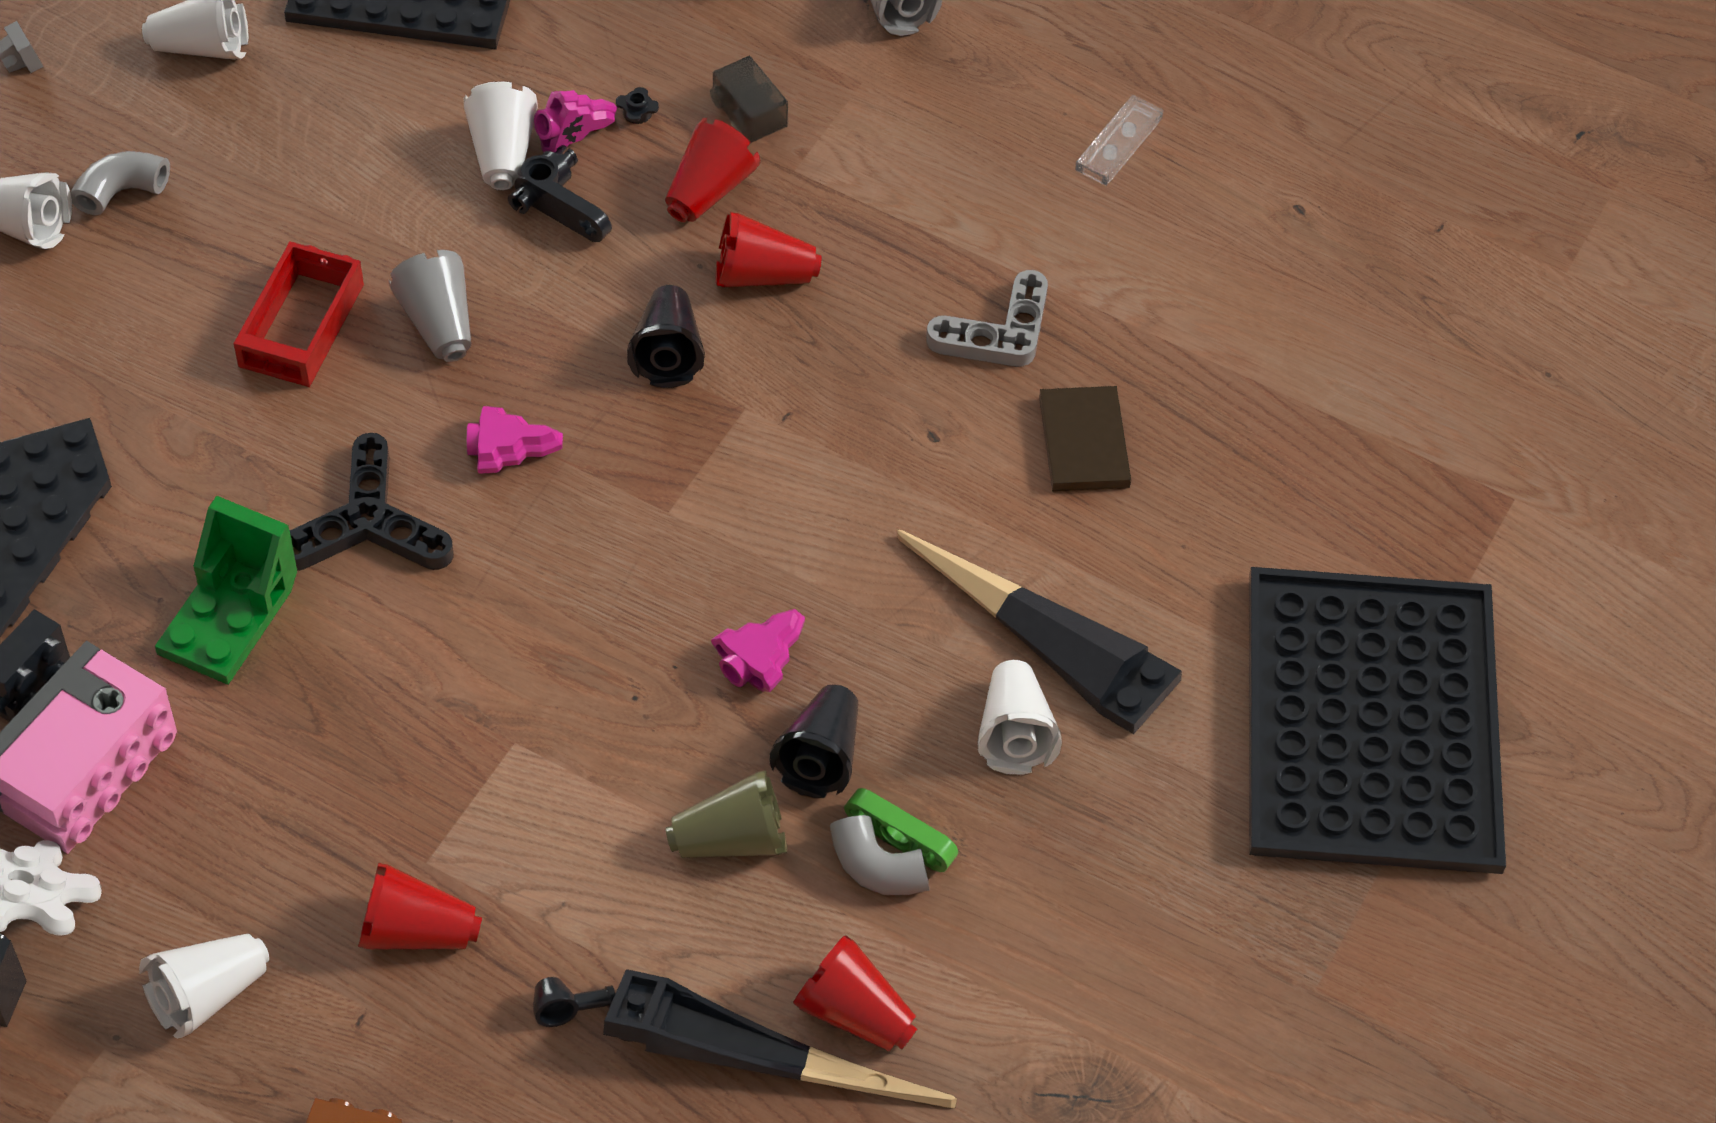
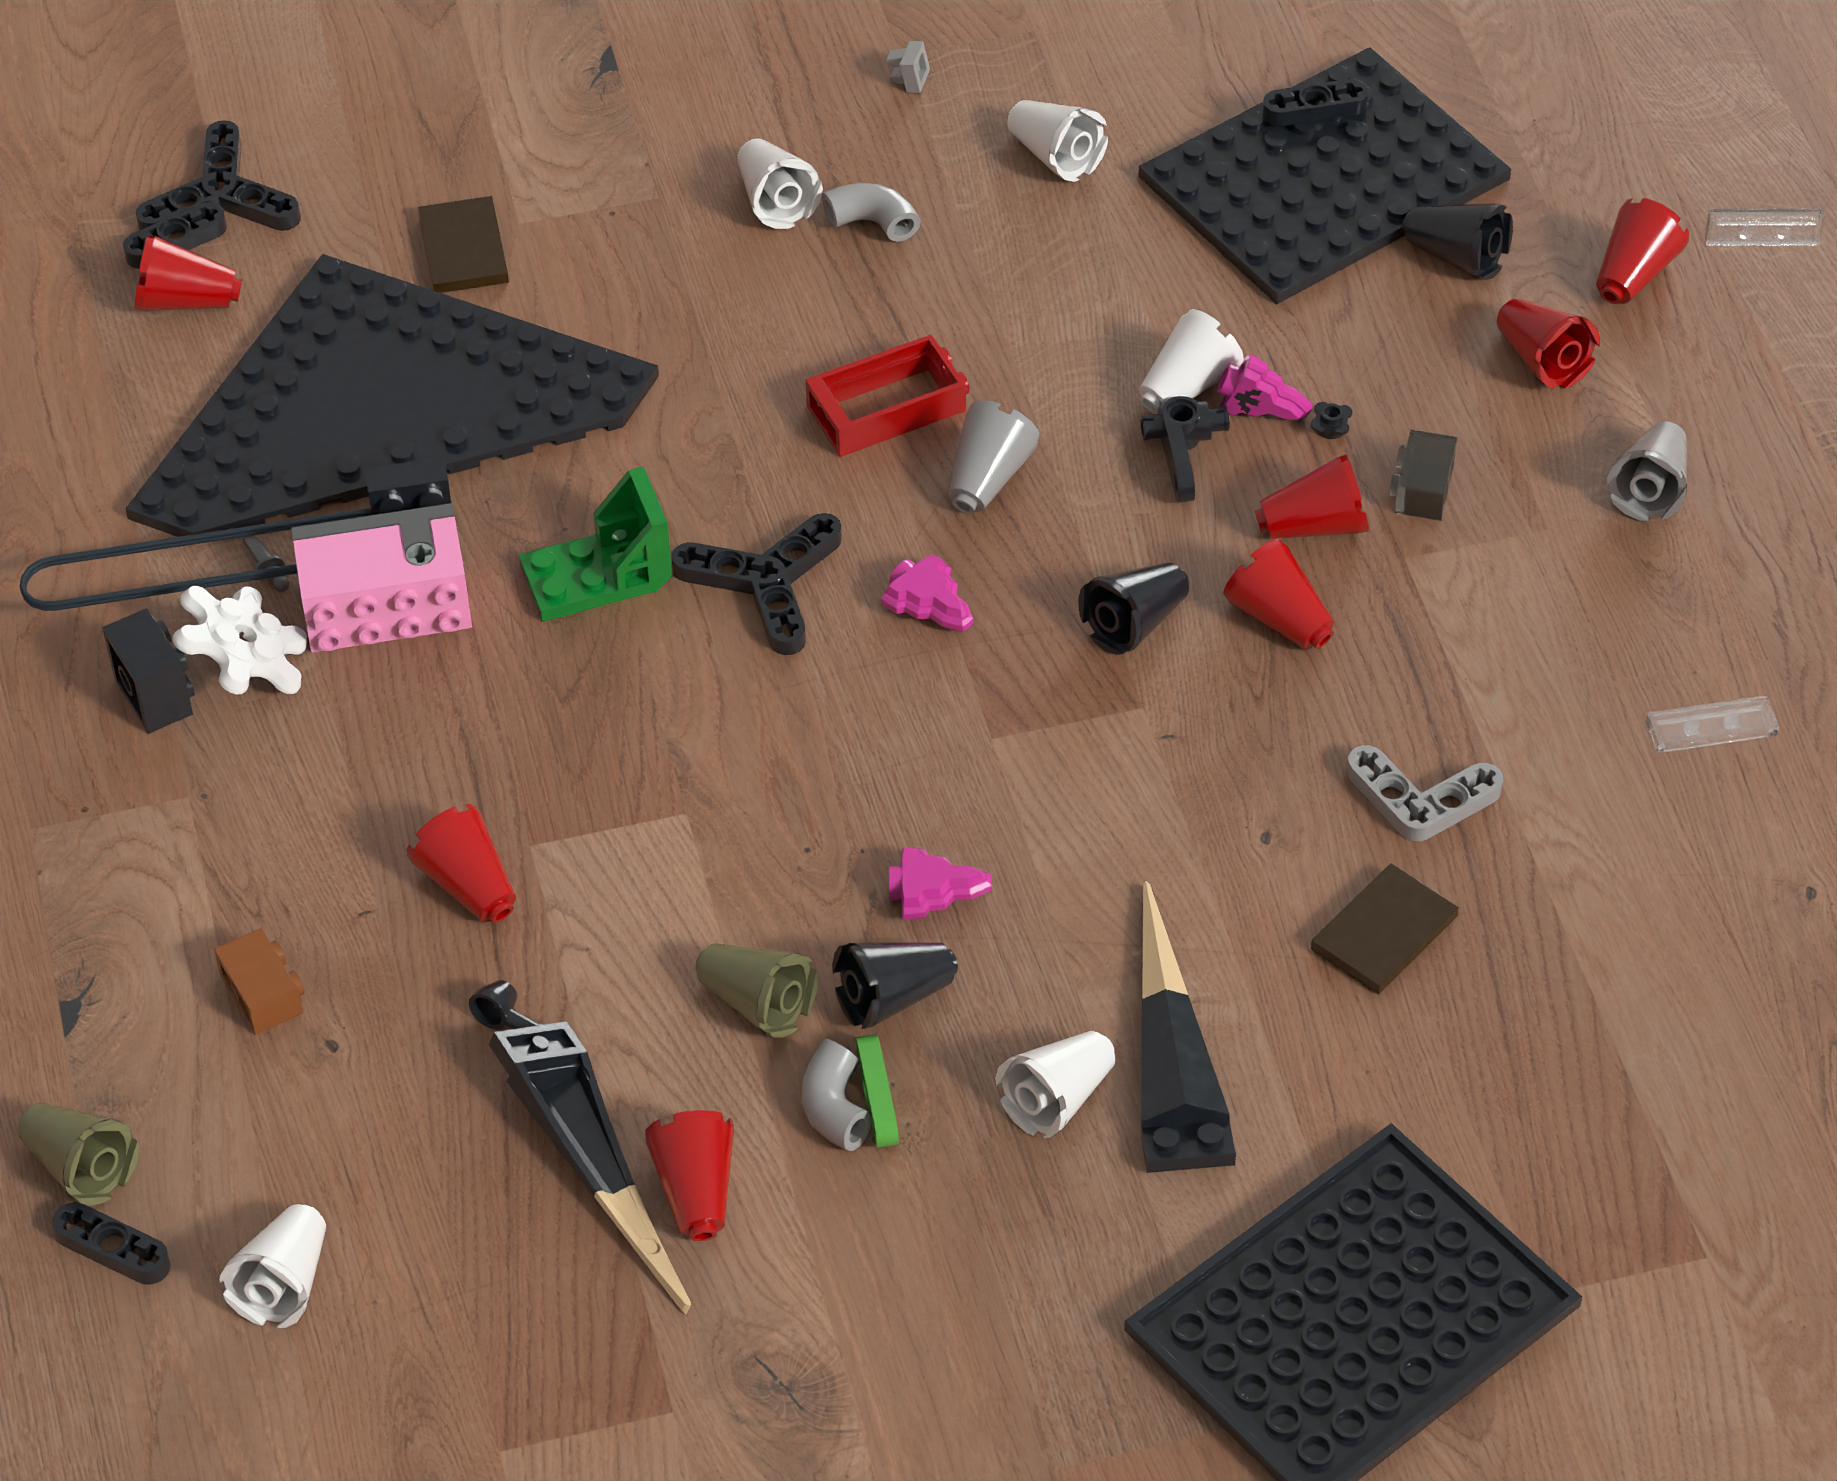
camera: 50 degrees right, 5 degrees down
(201, 979) = (288, 795): white cone -> none

